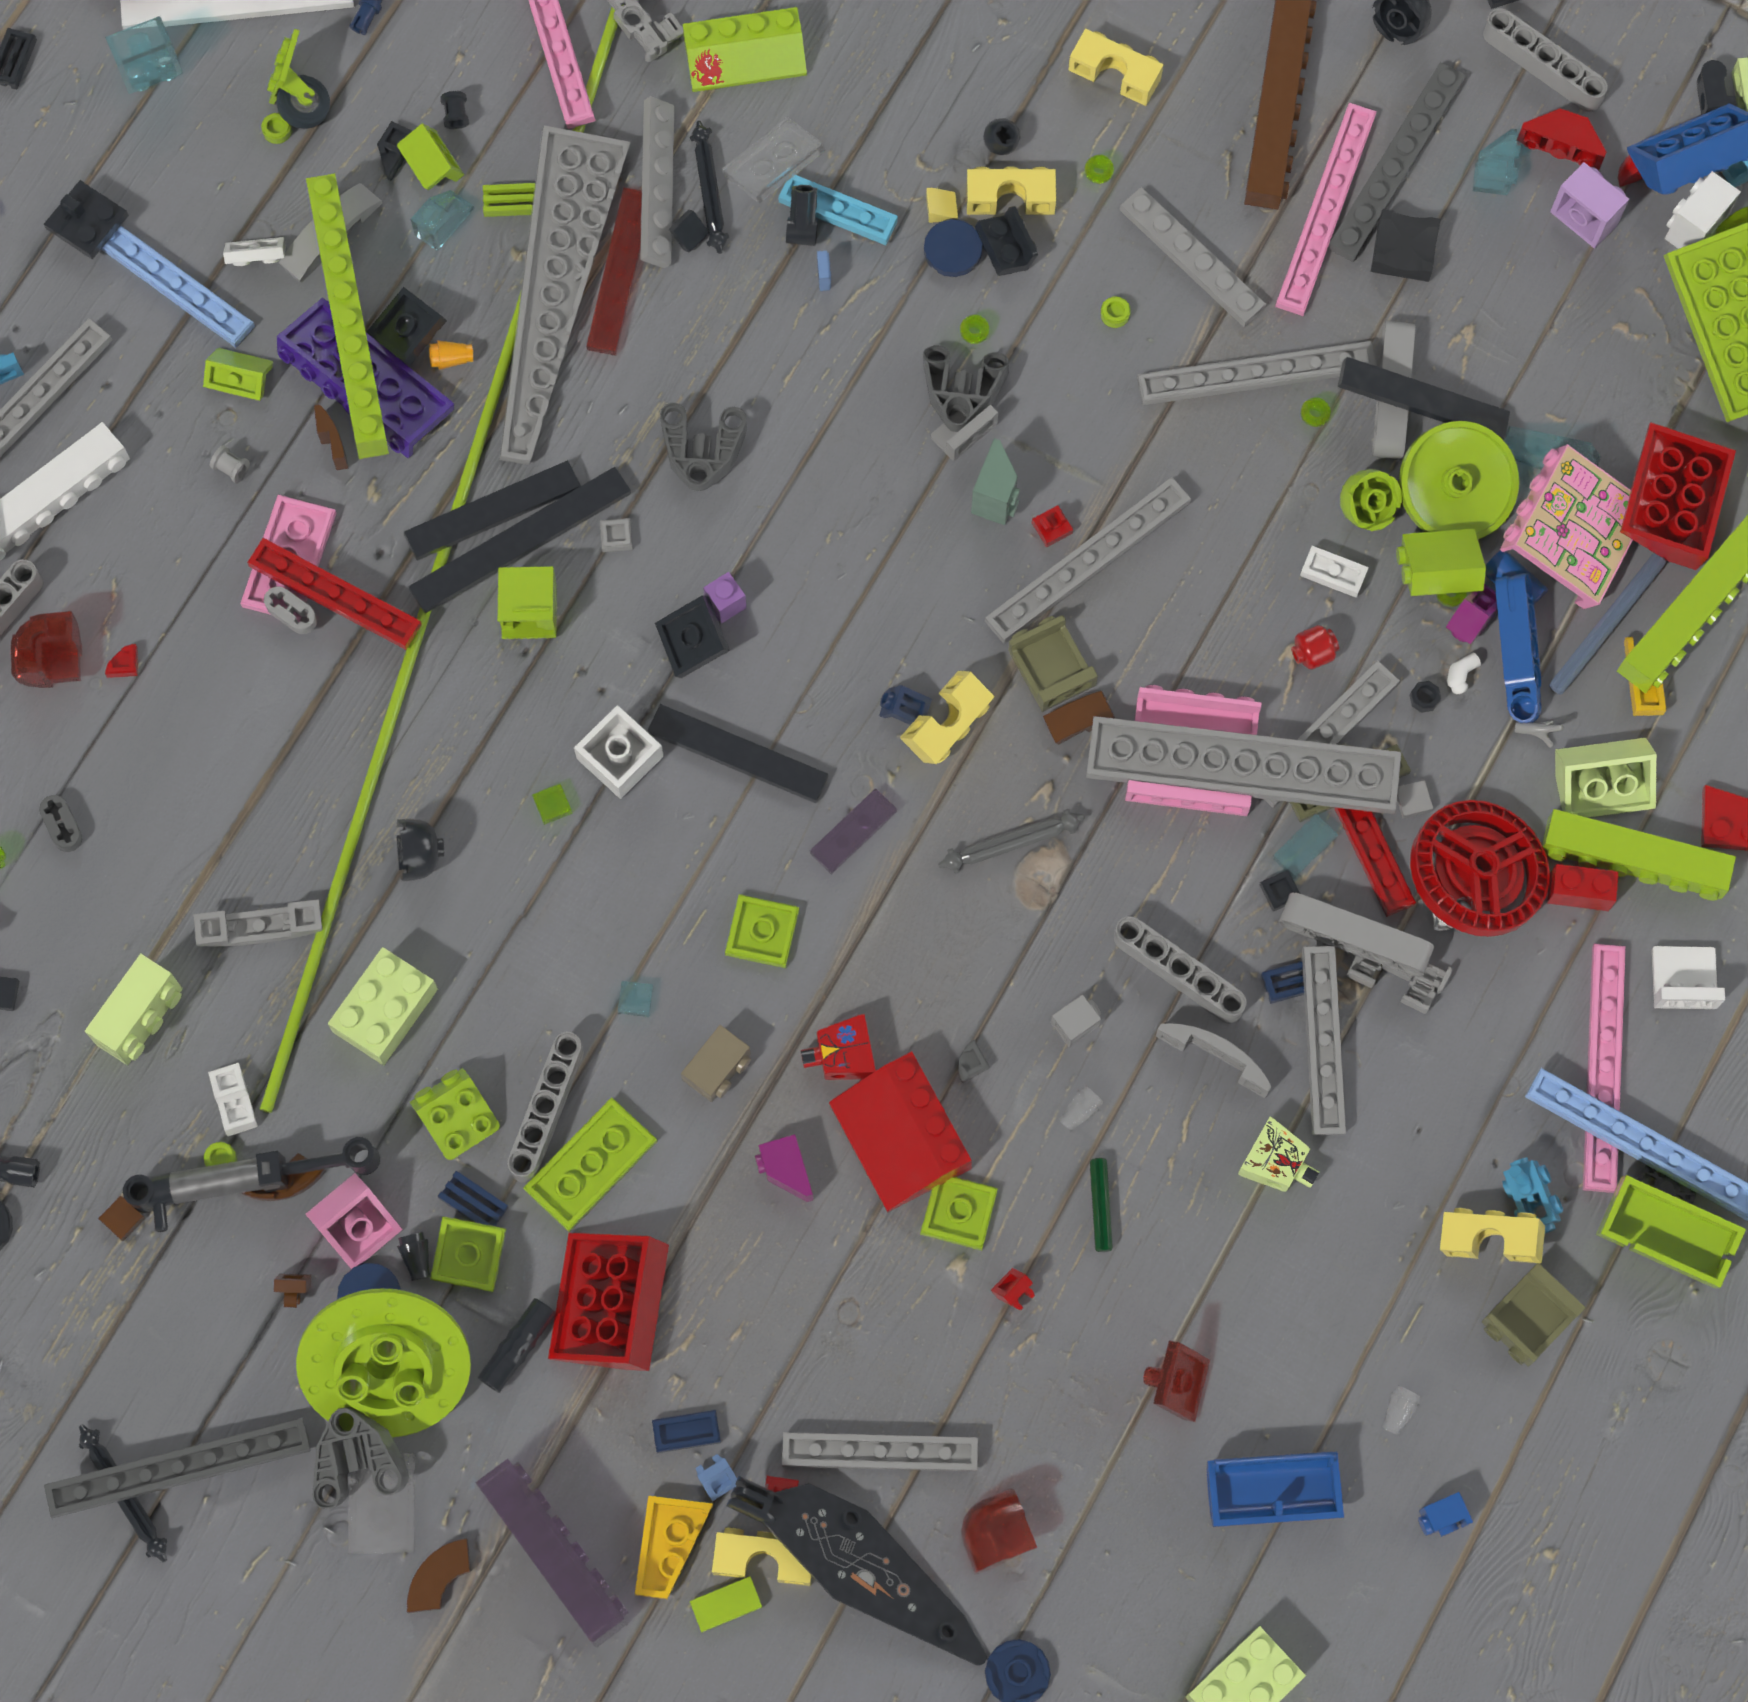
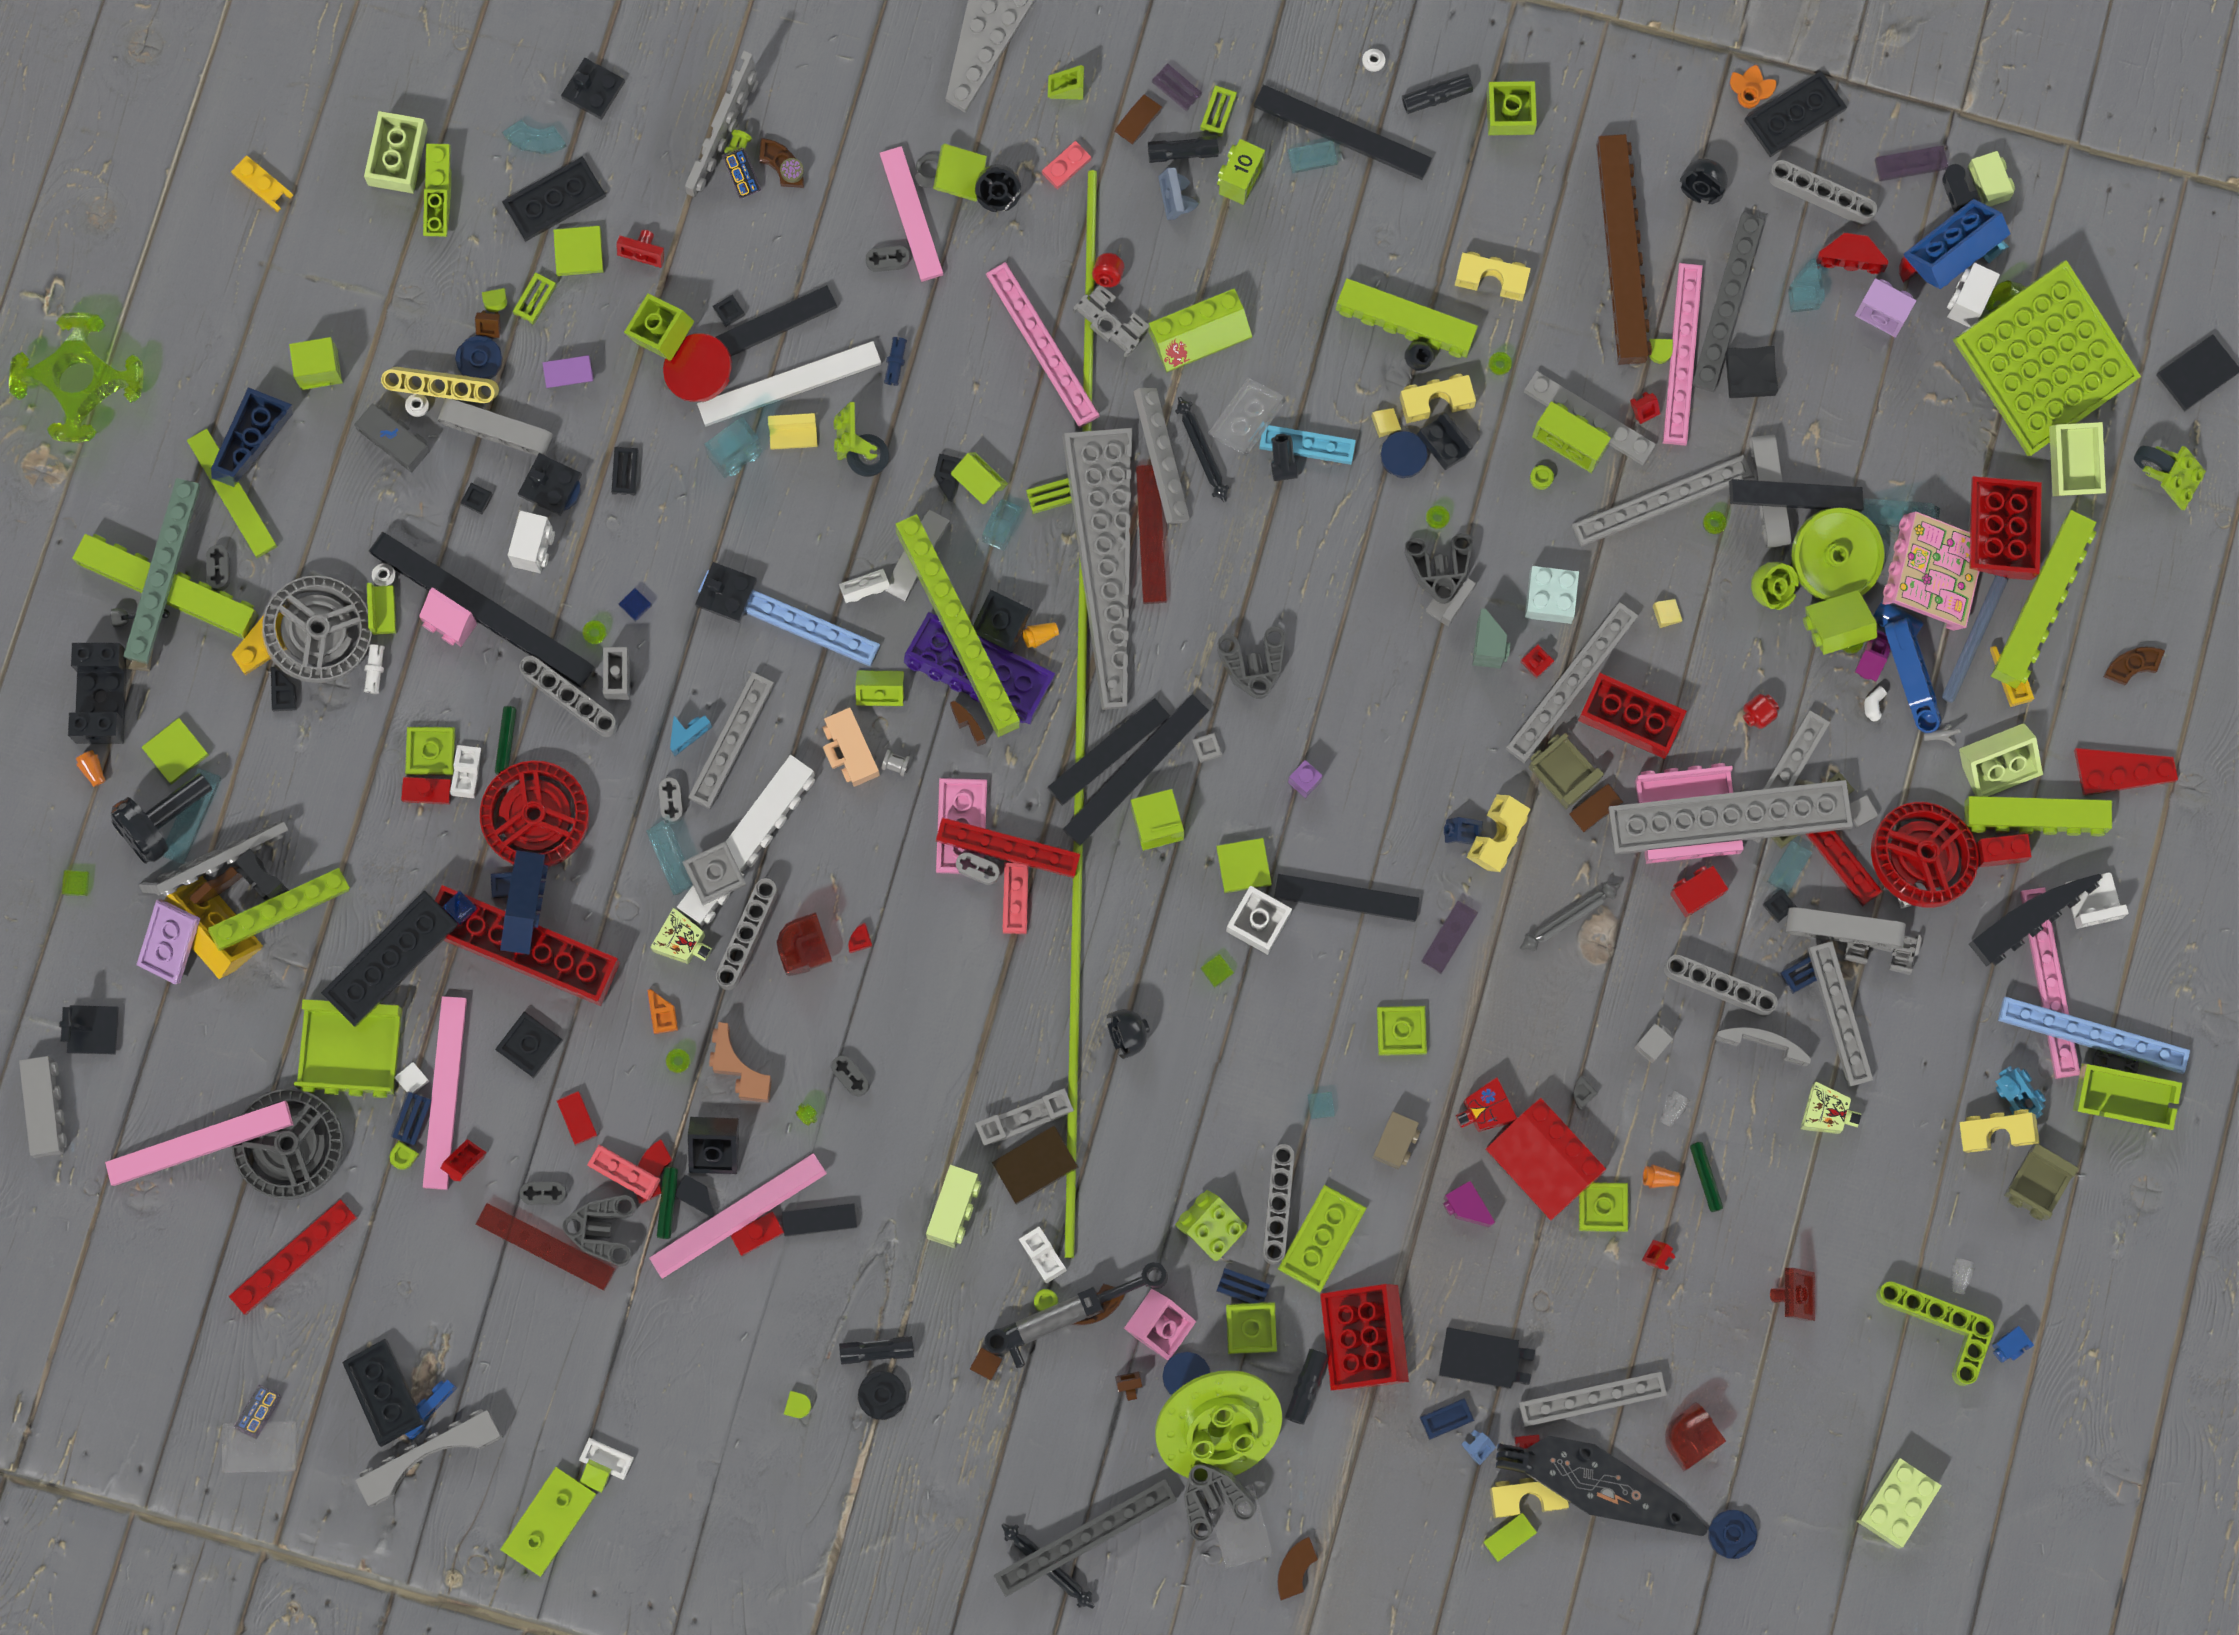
camera: 15 degrees left, 5 degrees up
(181, 421) = (856, 755): none -> light nougat piece
(224, 56) = (792, 431): none -> light yellow panel
(255, 985) = (1035, 1165): none -> dark brown tile
(276, 129) = (849, 480): lime tile -> none
(328, 659) = (1015, 898): none -> coral tile
(383, 1006) = (1136, 1157): yellowish green brick -> none
(415, 1255) = (1212, 1338): black cone -> none
(454, 108) = (987, 433): black bush -> none
(552, 1553) = (1377, 1532): clear purple brick -> none
(620, 681) = (1243, 865): none -> lime tile
(667, 1542) = (1455, 1503): yellow wing -> none
(688, 230) = (1197, 490): black tile -> none
(692, 636) = (1289, 816): black hinge -> none
(754, 1366) = (1483, 1359): none -> black tile
(824, 272) = (1310, 497): medium blue tile -> none
(998, 91) = (1406, 318): none -> lime brick
(1040, 1190) = (1660, 1177): none -> orange cone
(1090, 449) = (1551, 594): none -> light aqua brick
(1151, 614) = (1632, 715): none -> red brick
(1162, 268) = (1571, 436): none -> lime brick
(1182, 846) = (1699, 890): none -> red brick
(1228, 505) = (1667, 613): none -> light yellow slope
(1264, 258) = (1646, 407): none -> red tile
(1274, 1489) = (1885, 1356): blue container -> none
(1300, 198) = (1661, 350): none -> lime tile
(1334, 571) = (1759, 647): white plate -> none
(1365, 1464) = (1945, 1320): none -> lime beam
(1425, 696) = (1851, 729): black tile -> none
(1595, 977) = (2028, 919): none -> black slope
(1662, 52) = (1911, 163): none -> clear purple tile

